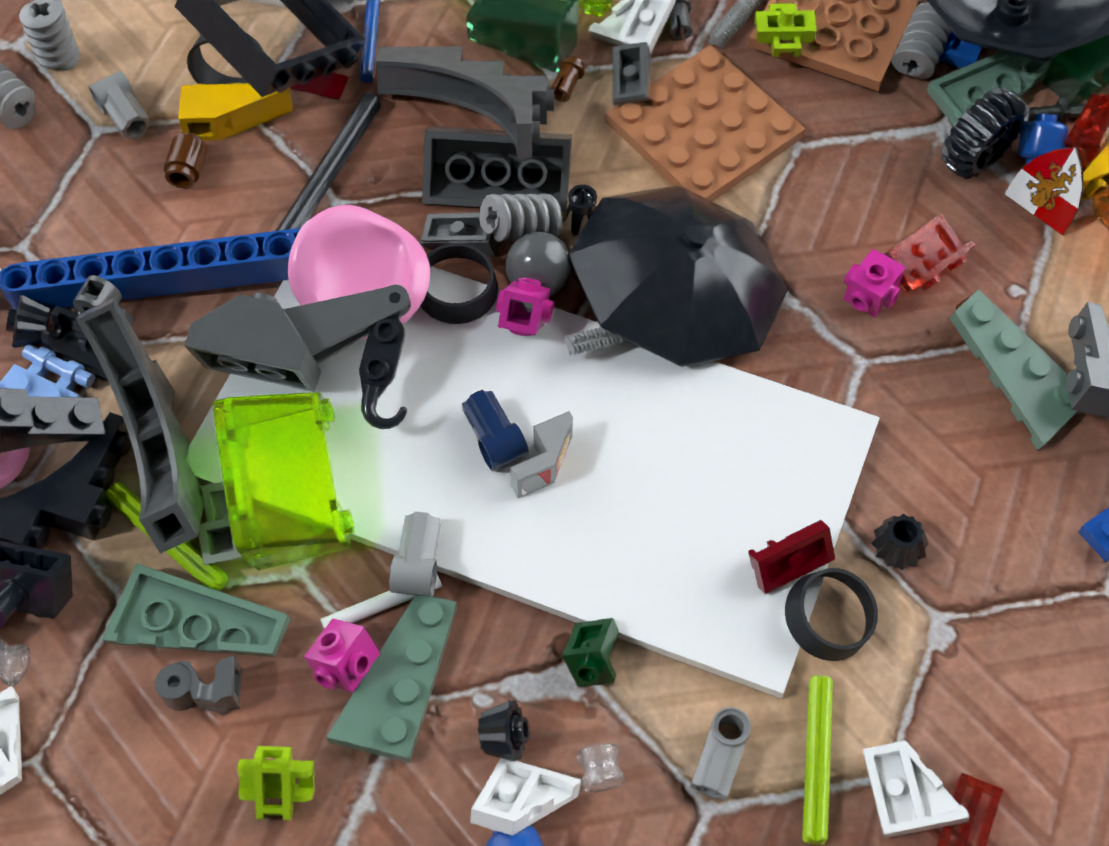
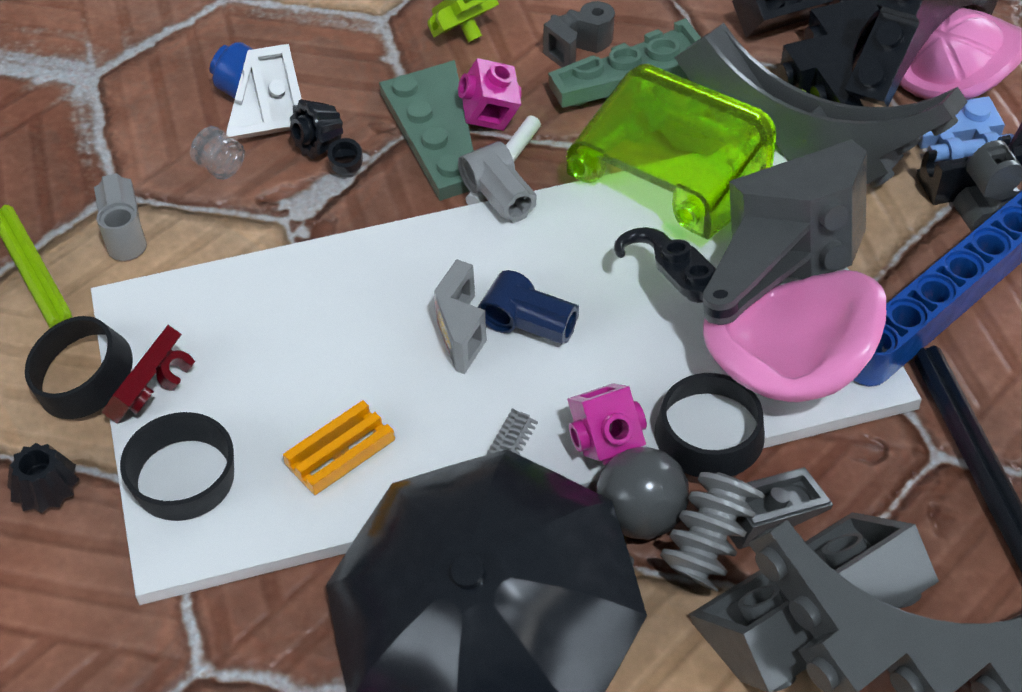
camera: 145 degrees right, 10 degrees down
(505, 684) = (345, 156): none -> black hinge
(581, 203) = (666, 600): black piece -> none
(589, 652) = (289, 214): dark green bracket -> none
(691, 417) = (334, 443): none -> light orange tile
(814, 437) = (166, 431): none -> black tyre

